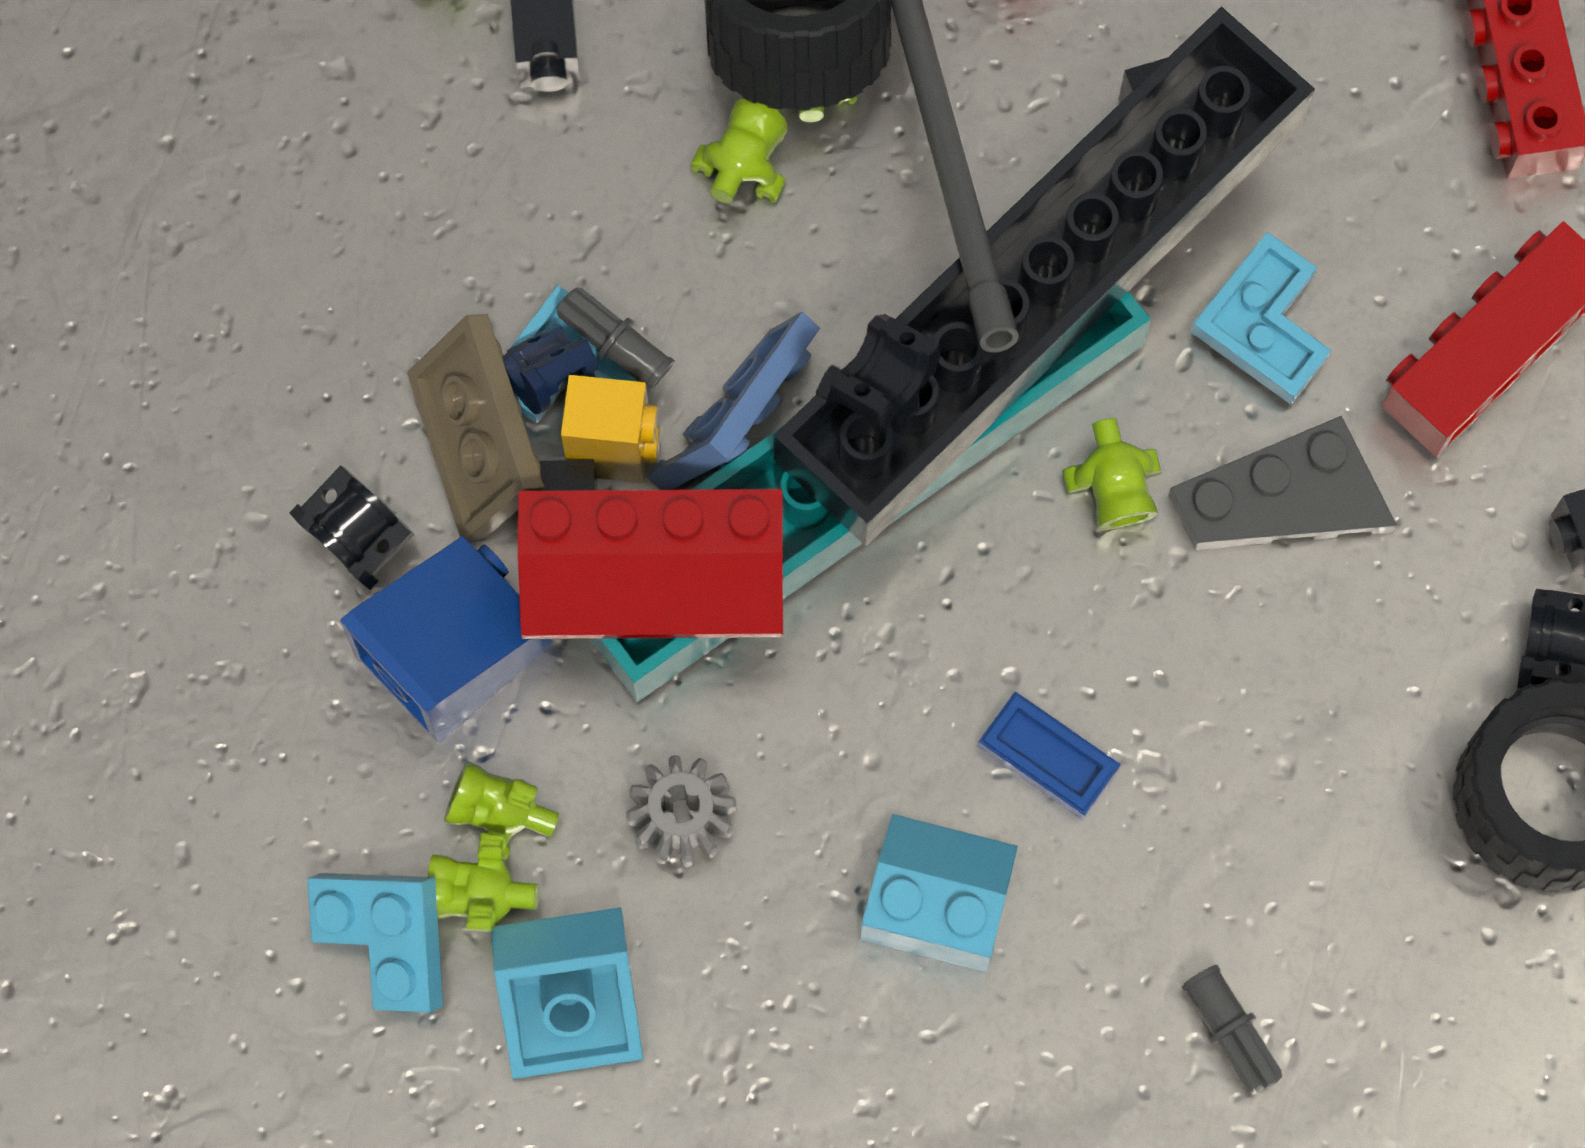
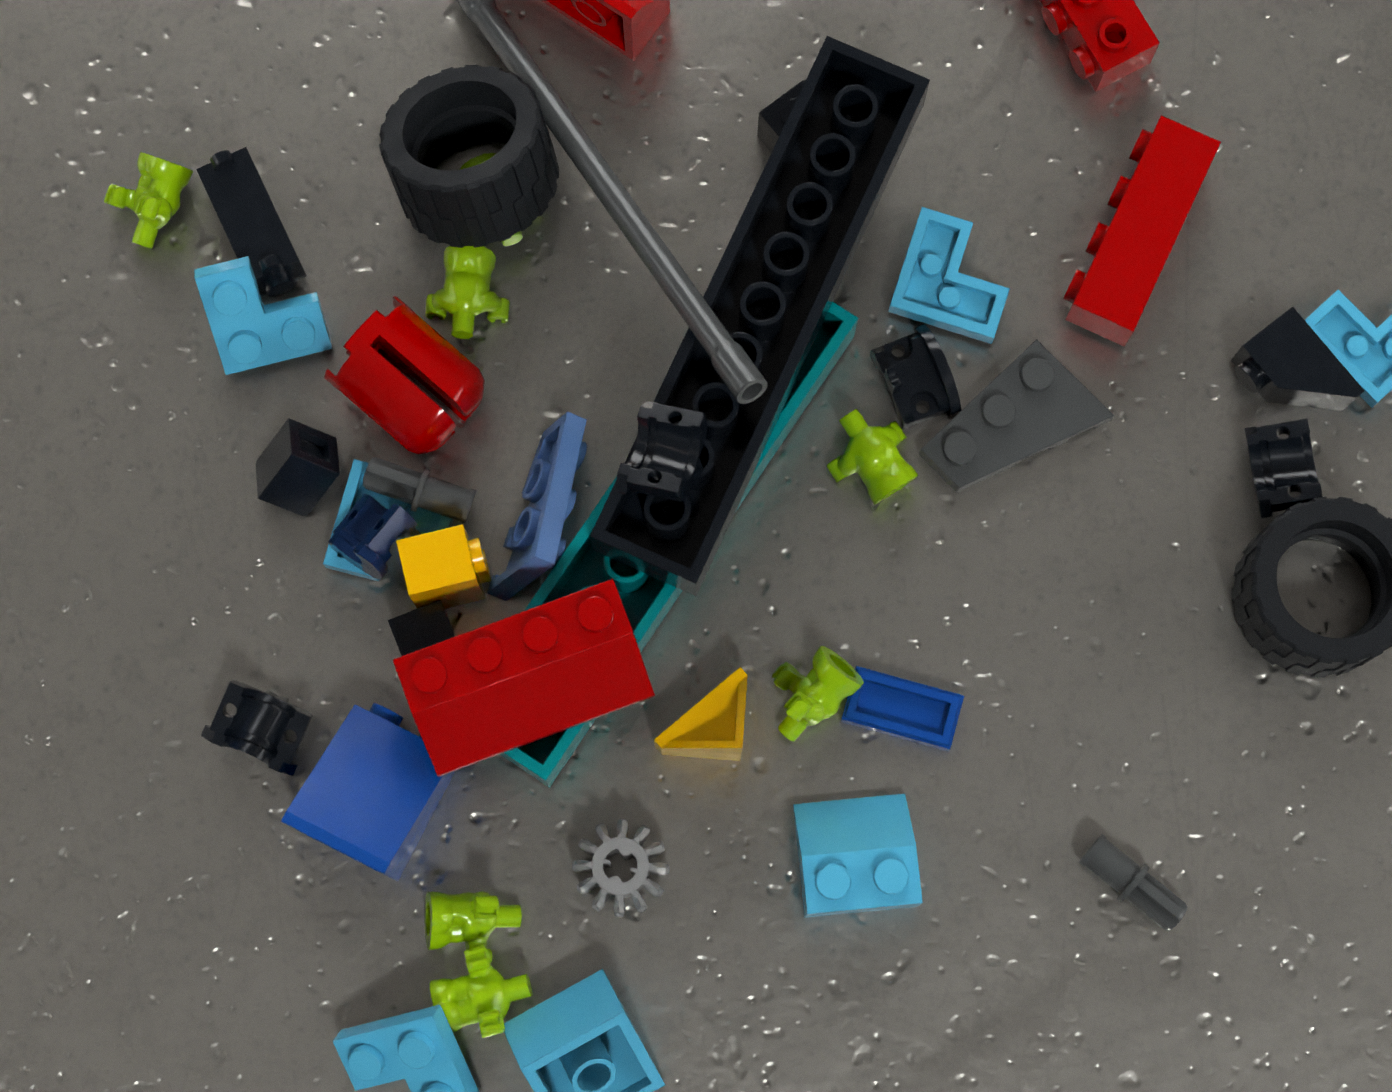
camera: 20 degrees left, 5 degrees up
(475, 427) = (331, 607): dark tan plate -> none
(495, 273) = (297, 467): none -> black panel
(500, 118) = (252, 332): none -> medium azure plate
(645, 219) = (391, 396): none -> red cylinder
(834, 696) = (712, 725): none -> yellow slope
(959, 705) = (818, 693): none -> lime piece
(1195, 412) = (917, 377): none -> black piece

